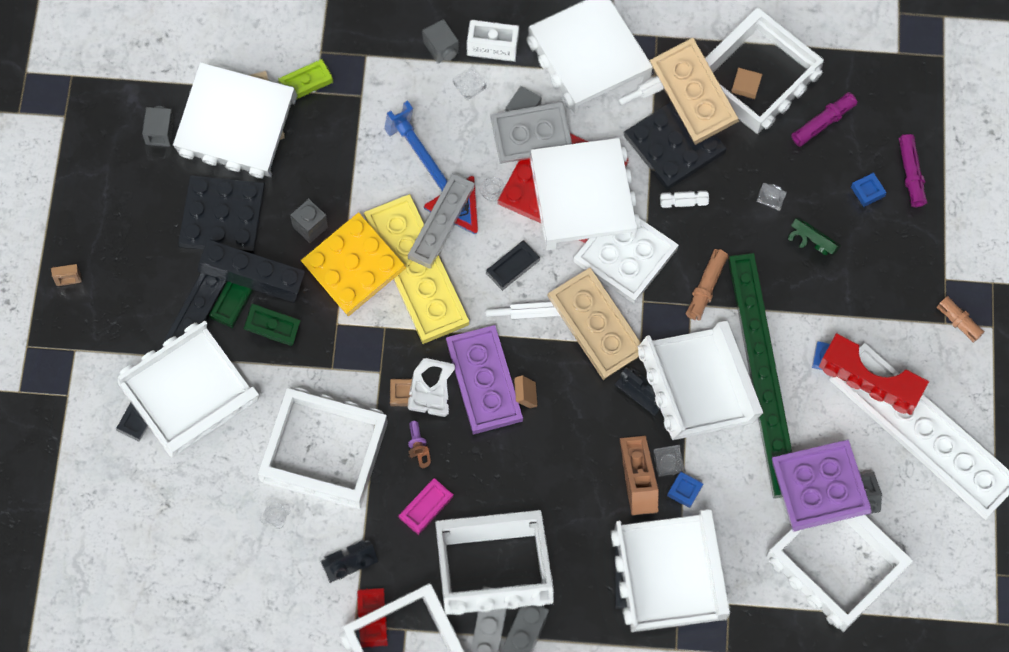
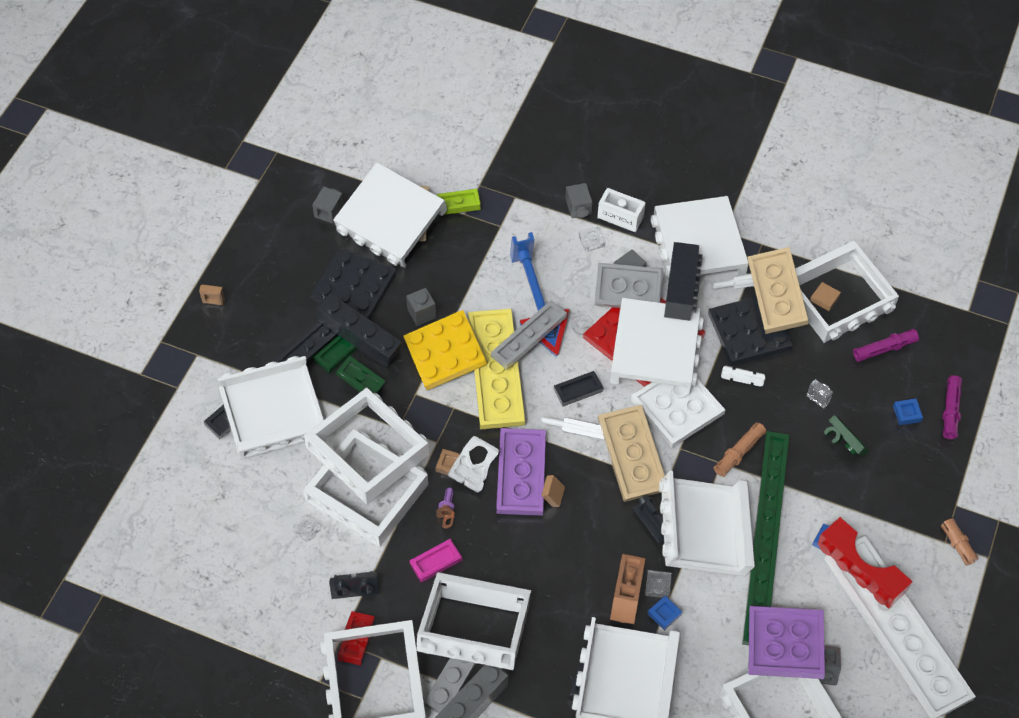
camera: 20 degrees right, 10 degrees down
(327, 456) = (342, 470): none -> white window
(590, 112) = (681, 282): none -> black brick

